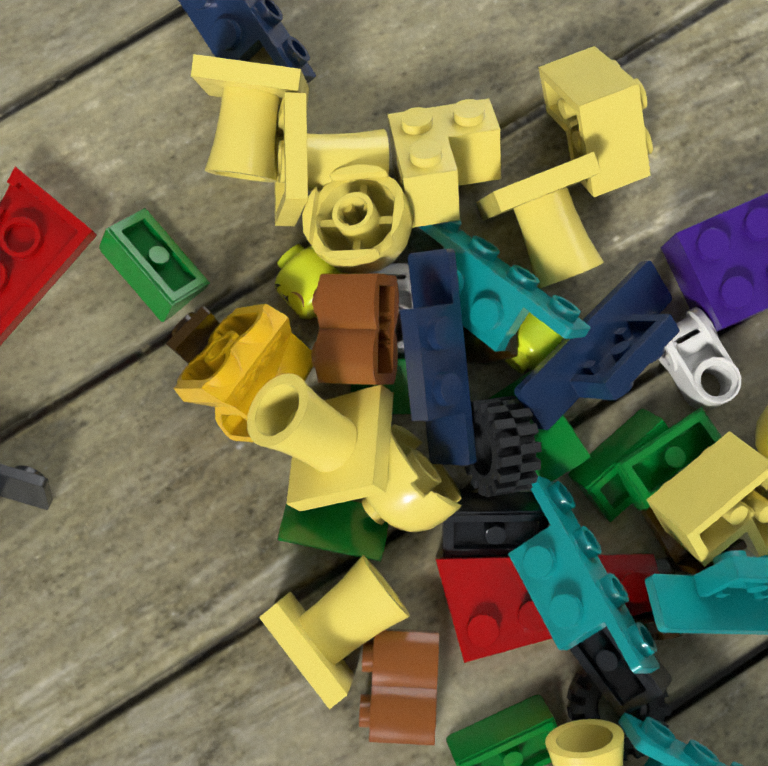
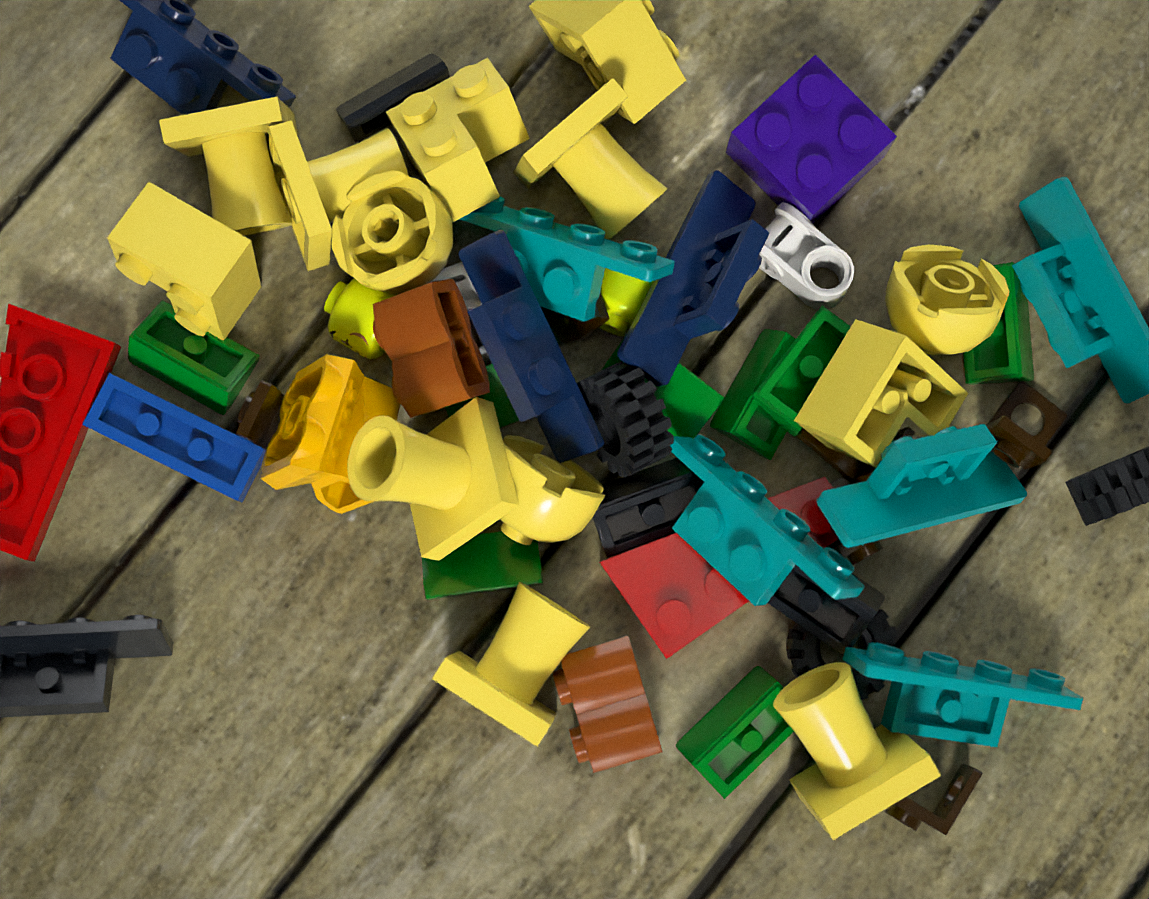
camera: 10 degrees left, 0 degrees up
(114, 328) = (175, 437): none -> blue plate
(179, 177) = (190, 255): none -> light yellow brick
(371, 109) = (367, 111): none -> black slope

